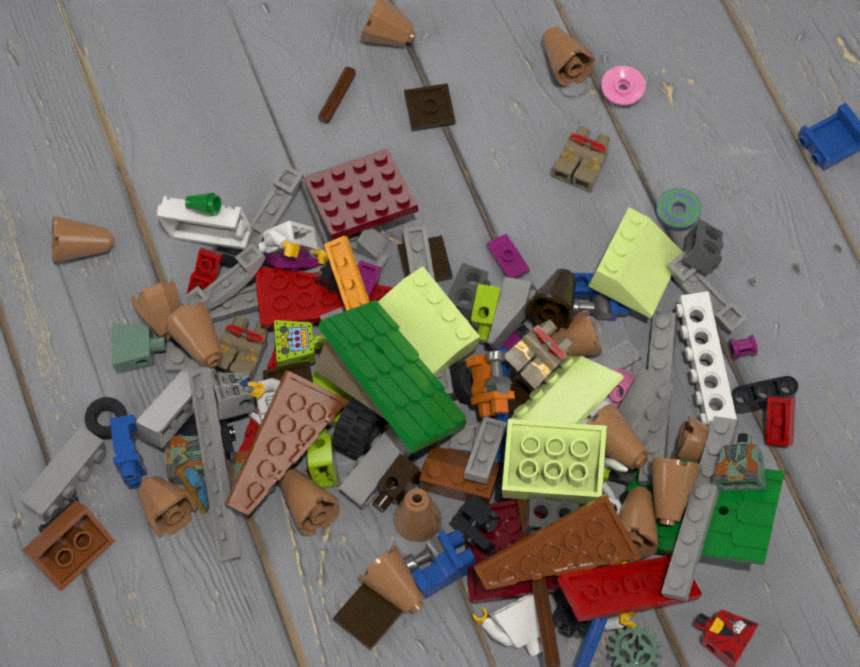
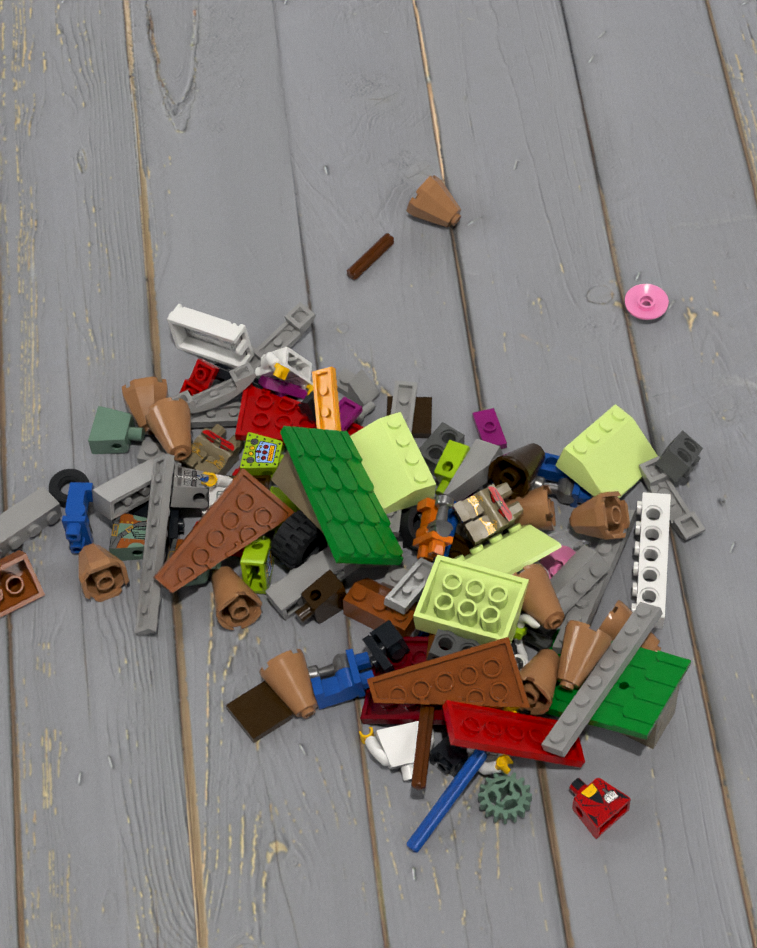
camera: 15 degrees right, 10 degrees down
(78, 239) = (90, 329): medium nougat cone -> none
(194, 483) = (131, 557): slope -> none
(204, 203) = (212, 314): green cone -> none
(360, 194) = (365, 343): plate -> none
(417, 516) = (332, 631): medium nougat cone -> none
(429, 107) = (455, 285): dark brown tile -> none
(567, 57) = (599, 266): medium nougat cone -> none
(583, 152) = (586, 358): dark tan hips -> none
(648, 332) = (601, 516): none -> medium nougat cone
(678, 197) = (667, 411): sand blue tile -> none
(740, 466) = (649, 647): torso -> none
(743, 347) = (693, 555): magenta bush -> none
(771, 387) = (709, 595): black beam -> none
(780, 421) = (709, 626): red slope -> none

